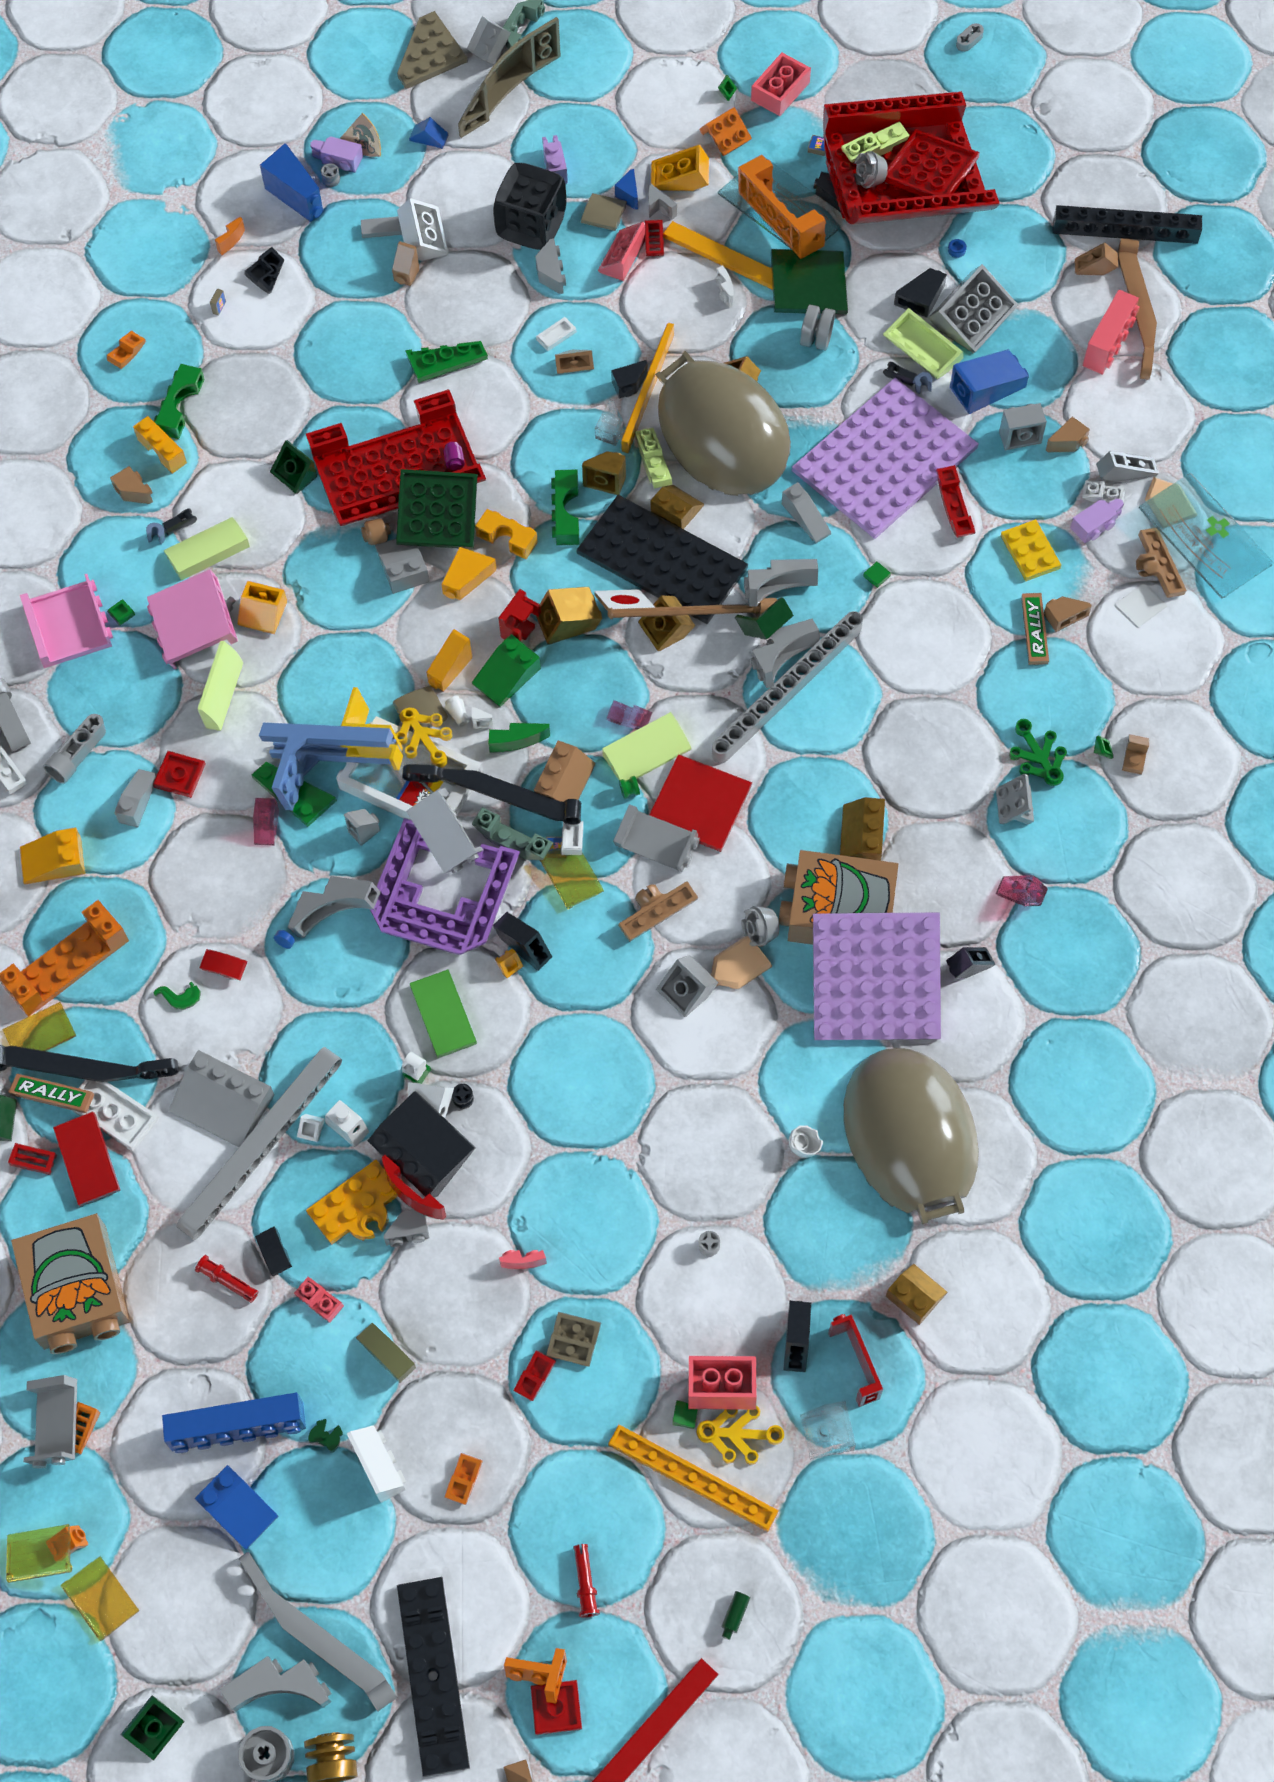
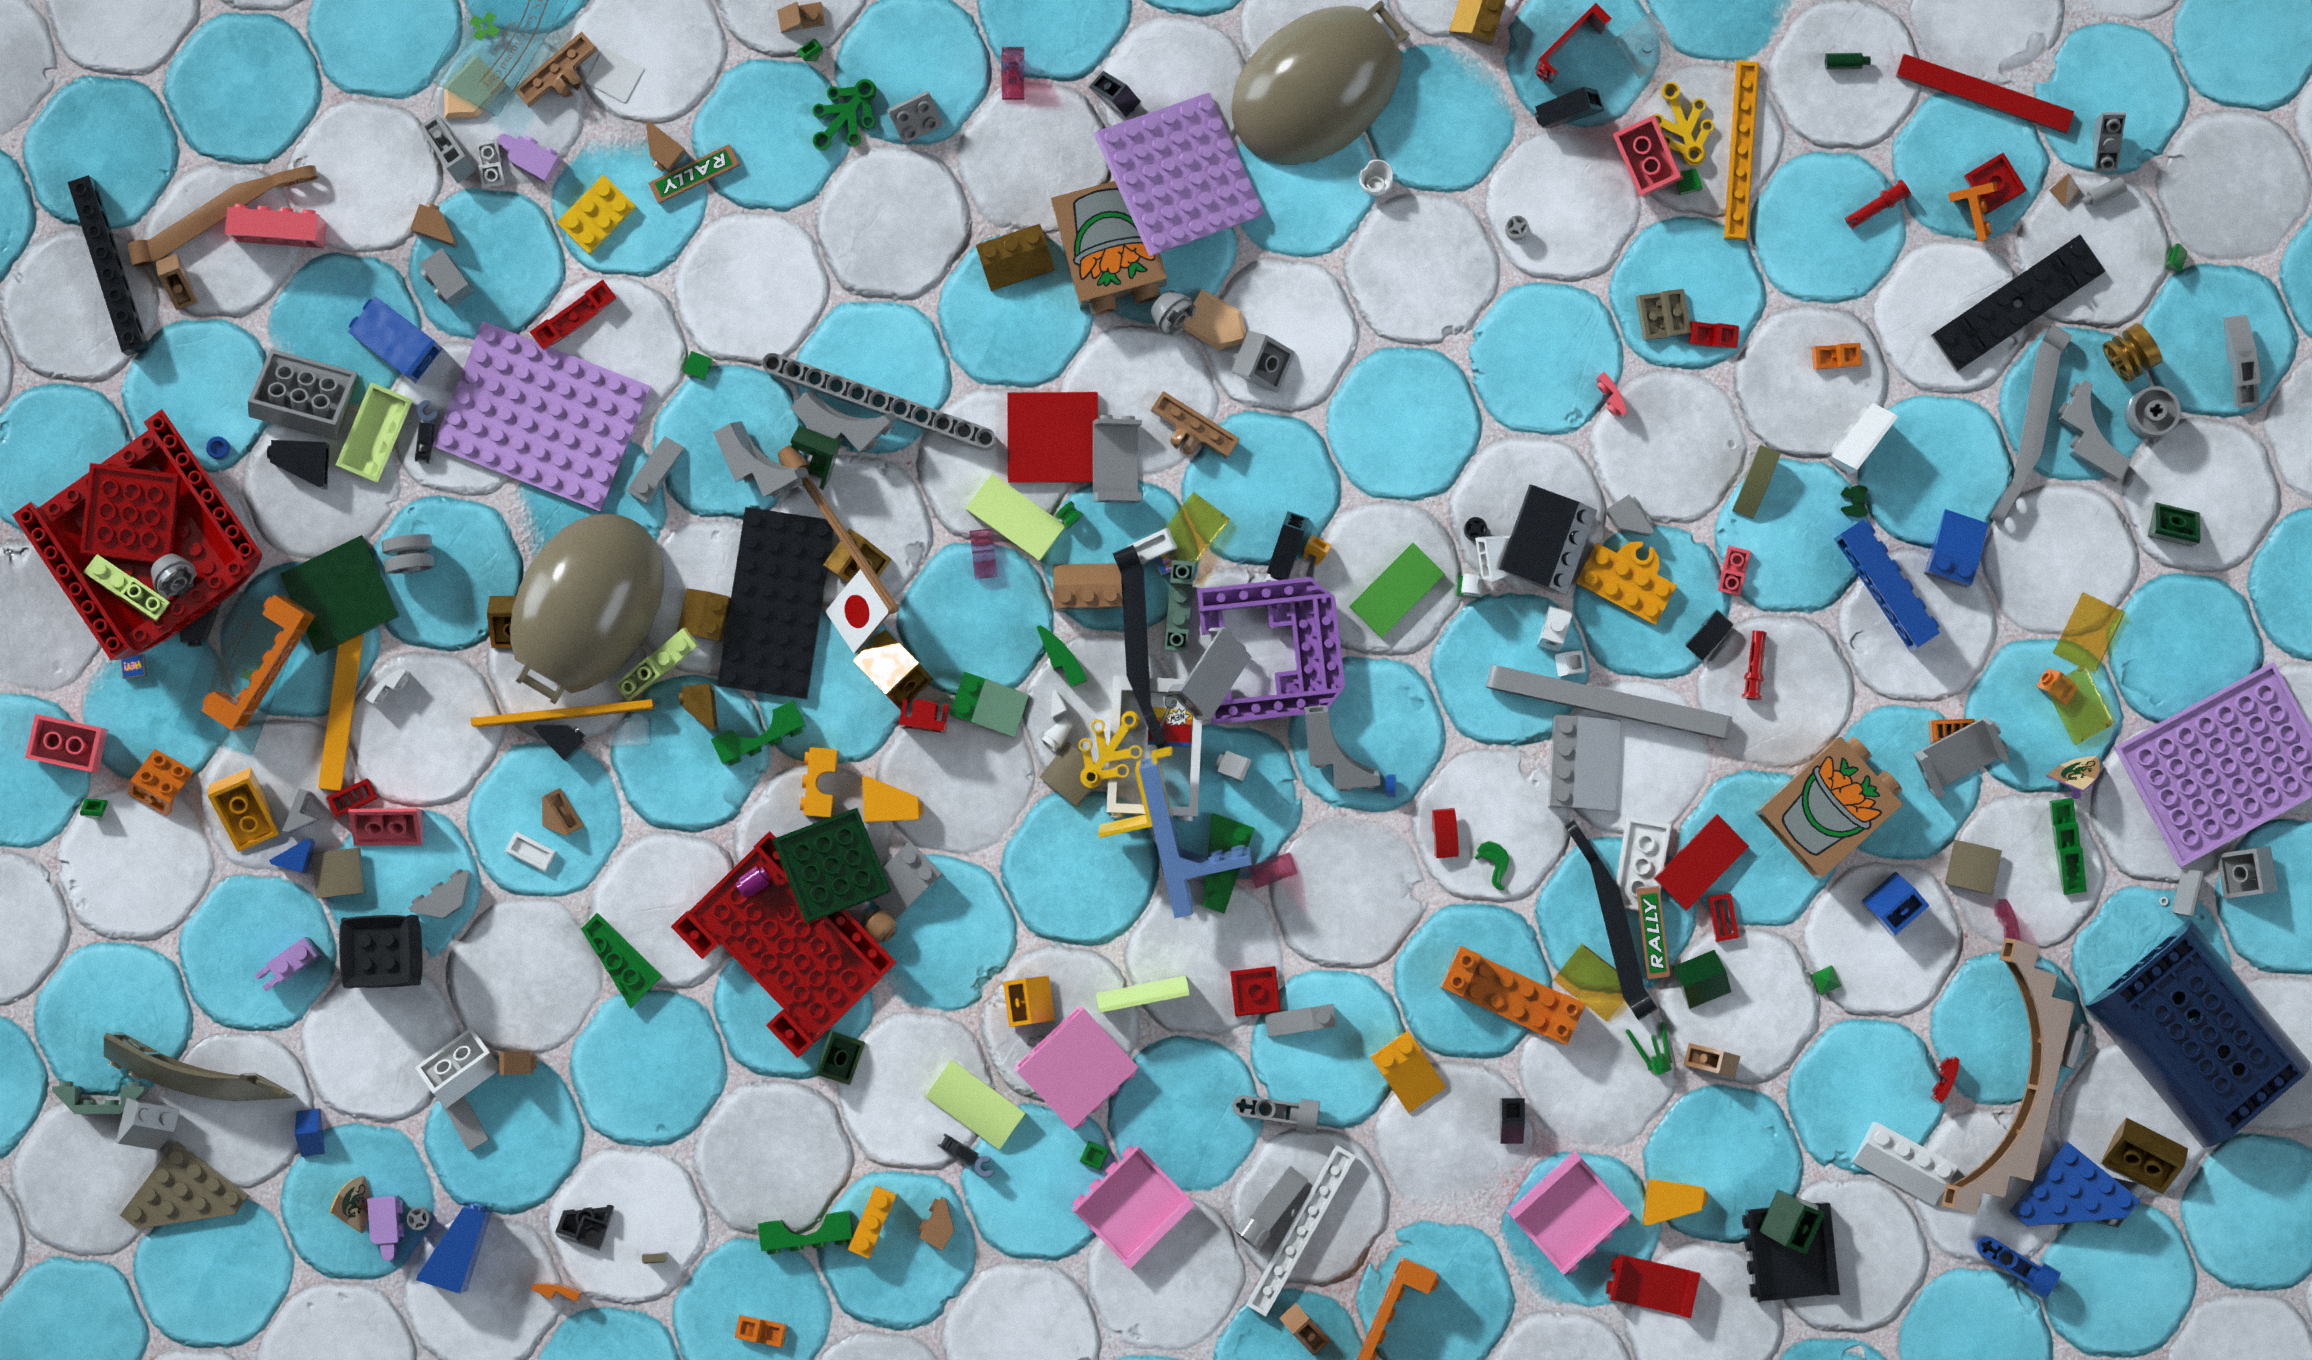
camera: 115 degrees left, 20 degrees up
(427, 1206) = (1607, 499): red slope -> none
(449, 661) = (1008, 767): light orange slope -> none

